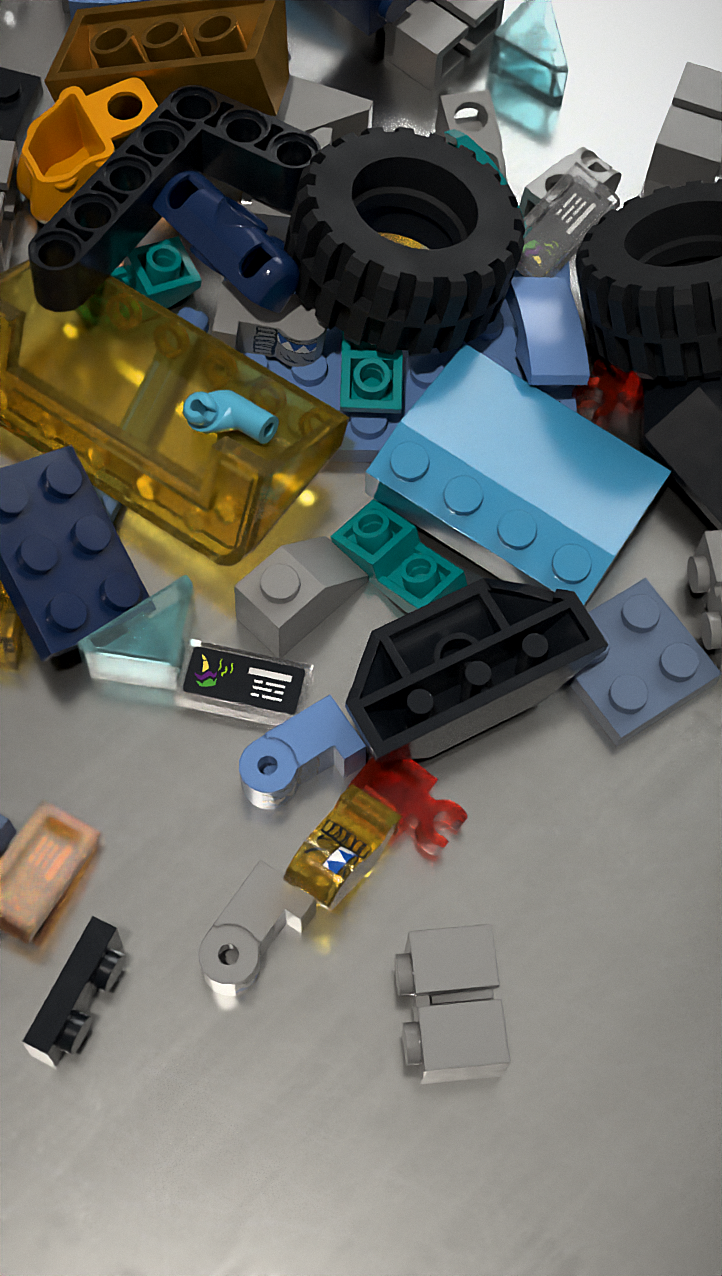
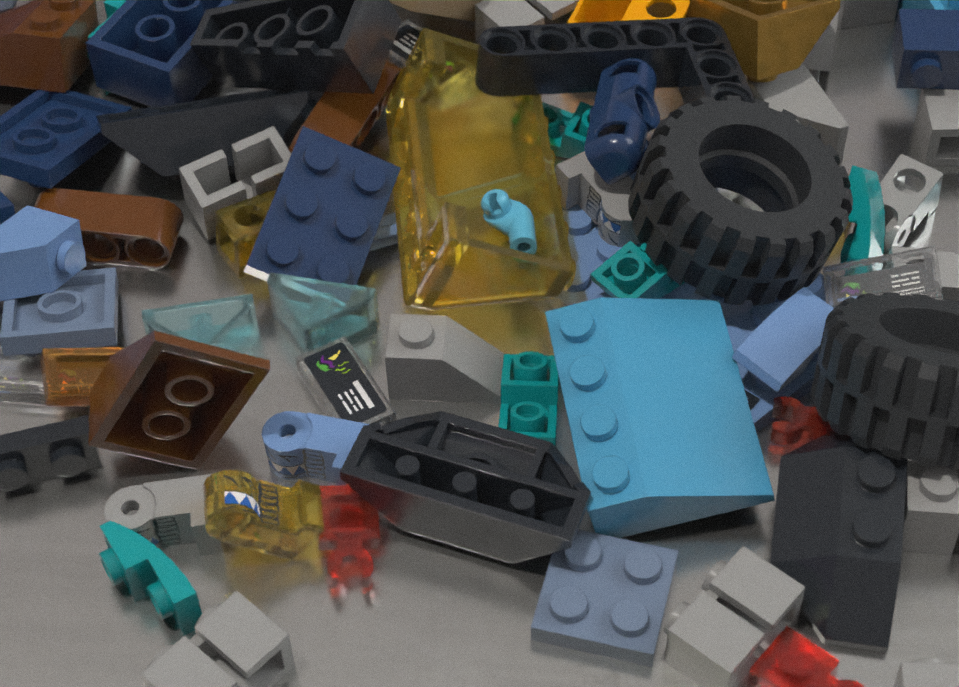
camera: 55 degrees right, 15 degrees down
(73, 755) = (217, 322): none -> clear light blue slope
(161, 837) = (171, 398): none -> reddish brown slope
(281, 992) = (149, 573): none -> teal slope

